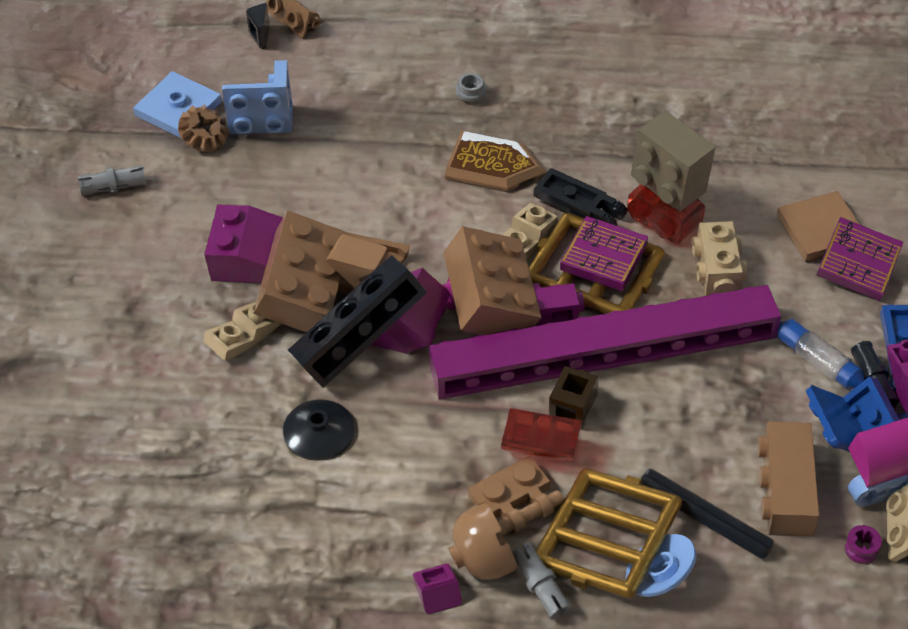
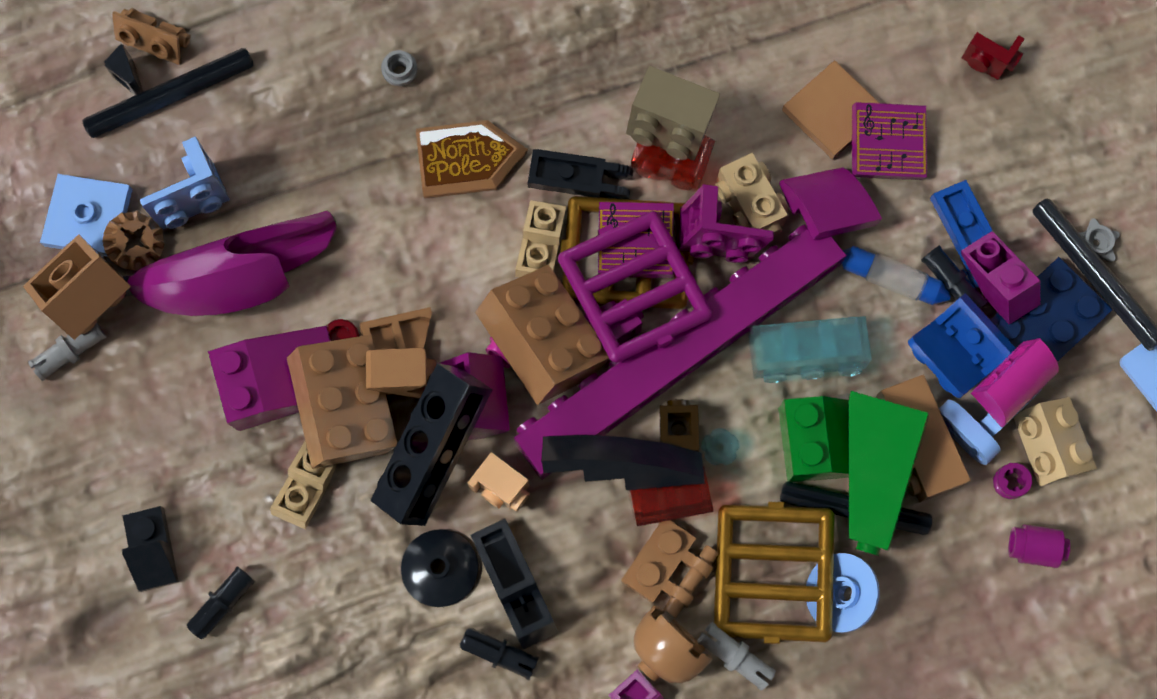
camera: 25 degrees left, 25 degrees up
(93, 330) = (149, 549): none -> black slope
(127, 384) = (220, 603): none -> black axle
(144, 133) = (76, 287): none -> medium nougat brick
(268, 164) = (232, 270): none -> magenta piece
(284, 49) = (167, 92): none -> black axle
(334, 502) = (499, 653): none -> black axle
(374, 459) = (514, 584): none -> black slope
(400, 380) = (500, 483): none -> light nougat brick
(522, 391) = (637, 461): none -> black slope
(589, 313) = (601, 320): none -> magenta bar
(608, 417) = (723, 437): none -> clear light blue plate
(677, 265) = (706, 237): none -> magenta bracket
(697, 446) = (815, 438): none -> green slope
(718, 378) = (809, 349): none -> clear light blue brick
(738, 472) = (881, 463): none -> green slope
(786, 281) = (830, 202): none -> magenta slope
(836, 489) = (969, 433): none -> light blue beam
(865, 599) = (1038, 545): none -> magenta brick

